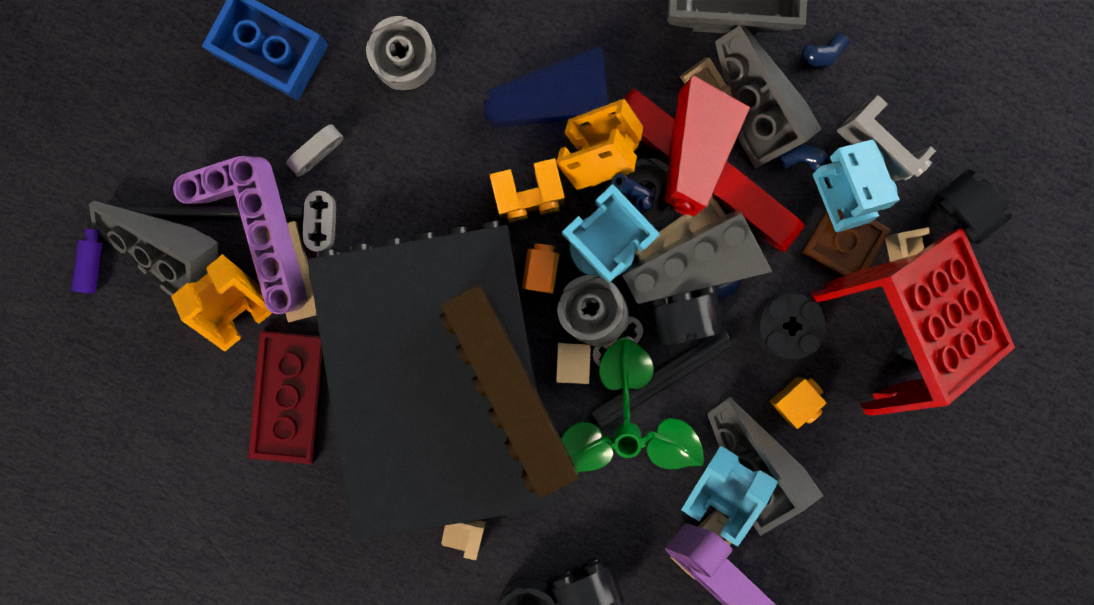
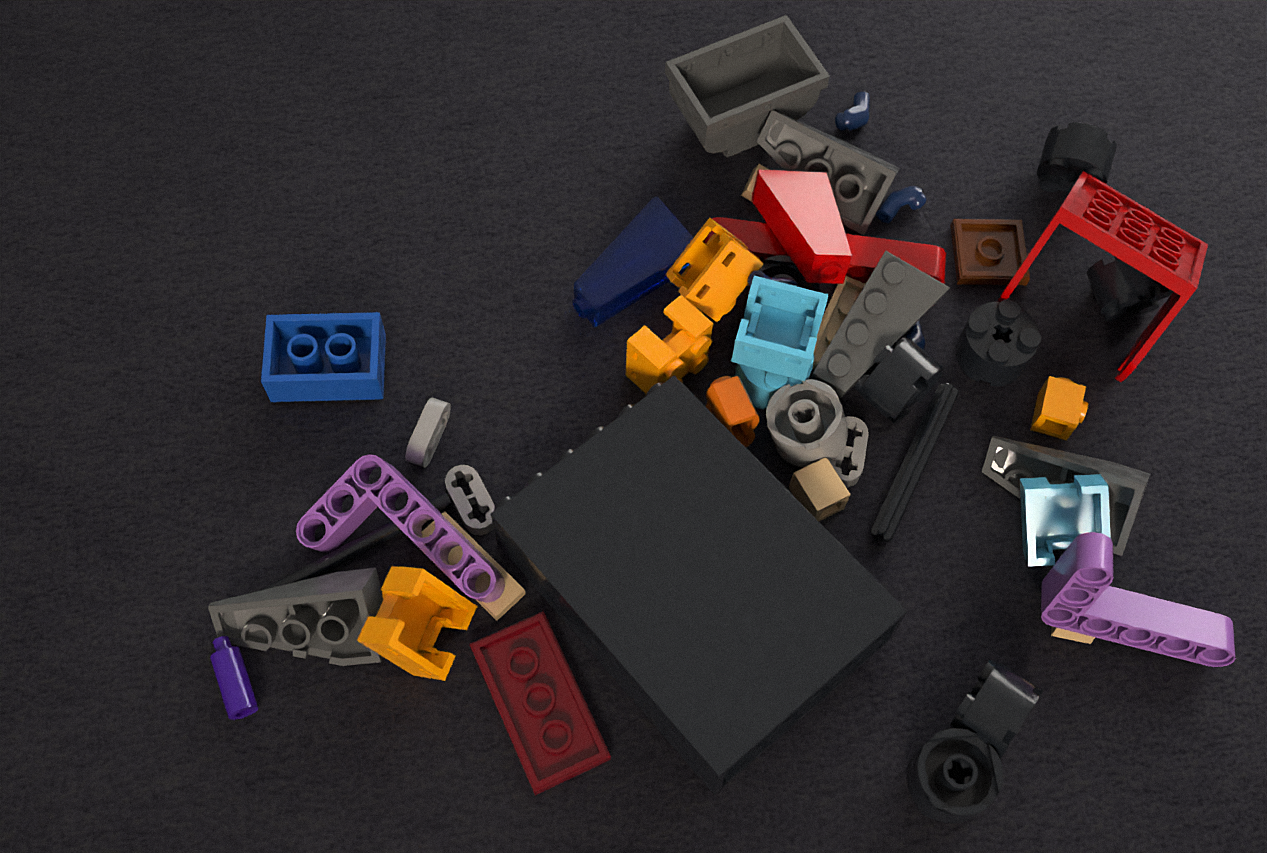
camera: 35 degrees left, 25 degrees down
(383, 55) = (467, 298): light grey brick -> none
(464, 537) = (825, 736): tan panel -> none
(510, 392) = (787, 505): dark brown brick -> none
(673, 445) = (969, 513): green plant -> none
(857, 185) = (969, 192): medium azure piece -> none
(898, 161) = (961, 151): light grey panel -> none
(905, 243) = (1038, 221): tan panel -> none

